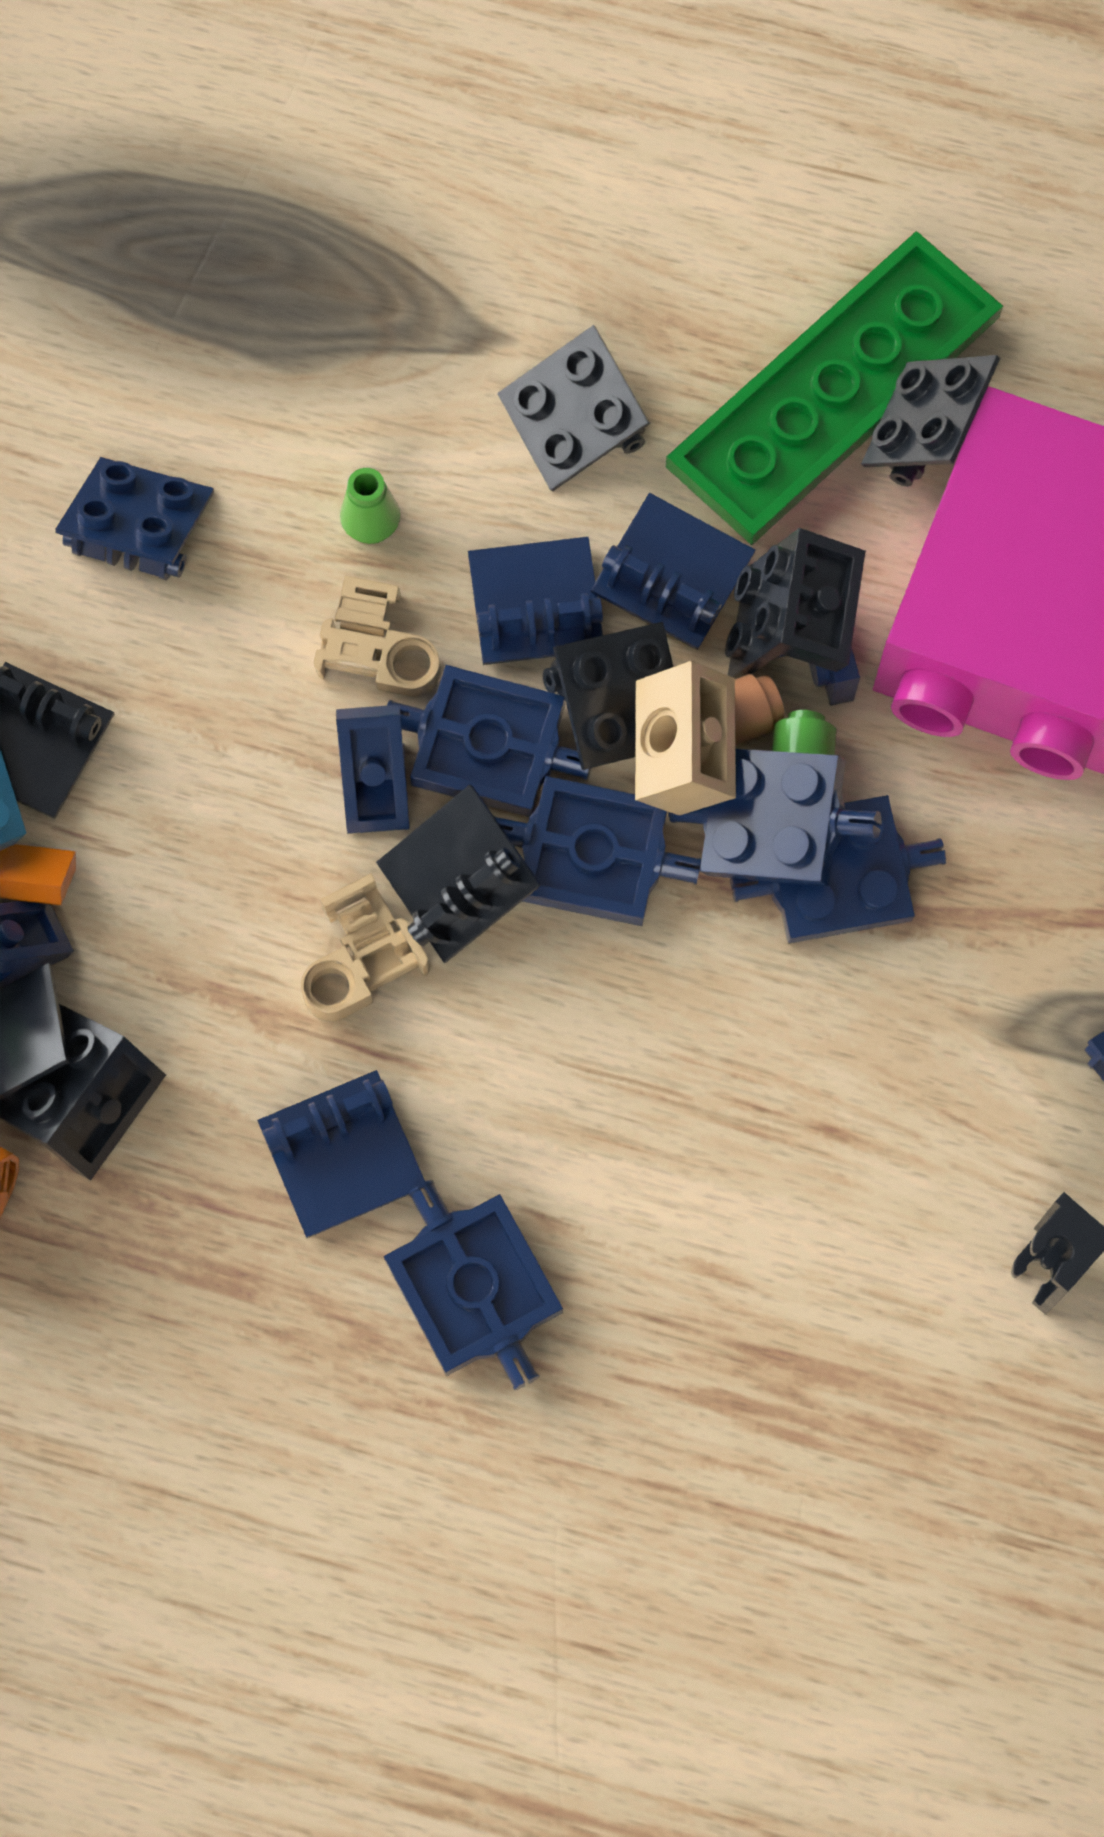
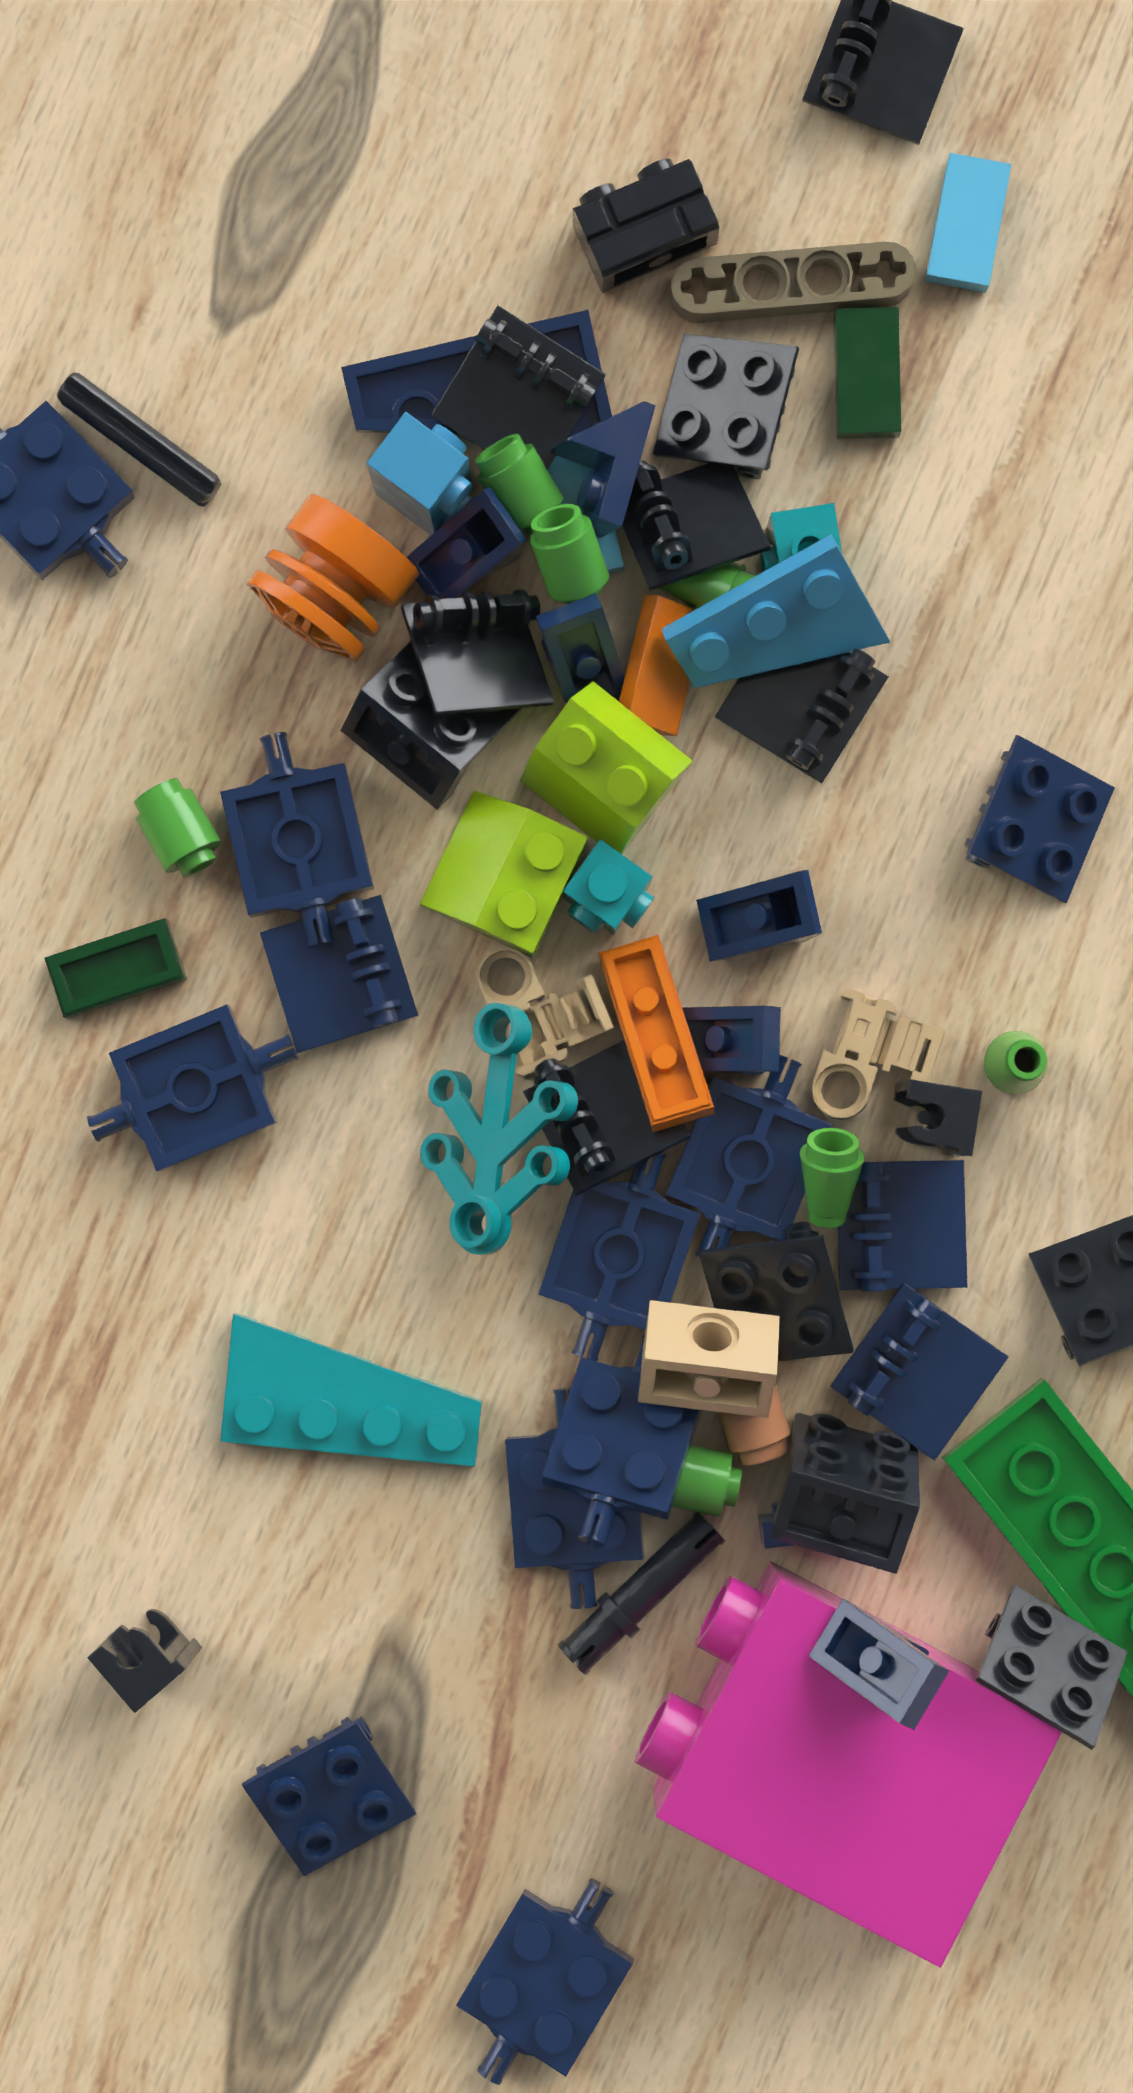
camera: 100 degrees right, 15 degrees up
(116, 905) = (603, 767): none -> lime slope
(204, 1330) = (177, 828): none -> bright green brick
(207, 1207) = (297, 840): none -> dark blue plate
(224, 995) = (505, 872): none -> lime slope
(234, 893) = (608, 891): none -> teal brick
(249, 745) = (759, 916): none -> dark blue slope
(356, 1384) = (115, 968): none -> dark green tile
(372, 834) = (656, 1033): none -> orange tile
(428, 559) = (948, 1117): none -> black hinge
(494, 655) = (830, 1174): none -> bright green cone
(495, 970) = (492, 1138): none -> teal plant
(775, 1120) = (326, 1400): none -> teal wing
(931, 805) = (640, 1593): none -> black pin
(950, 533) = (879, 1663): none -> slope

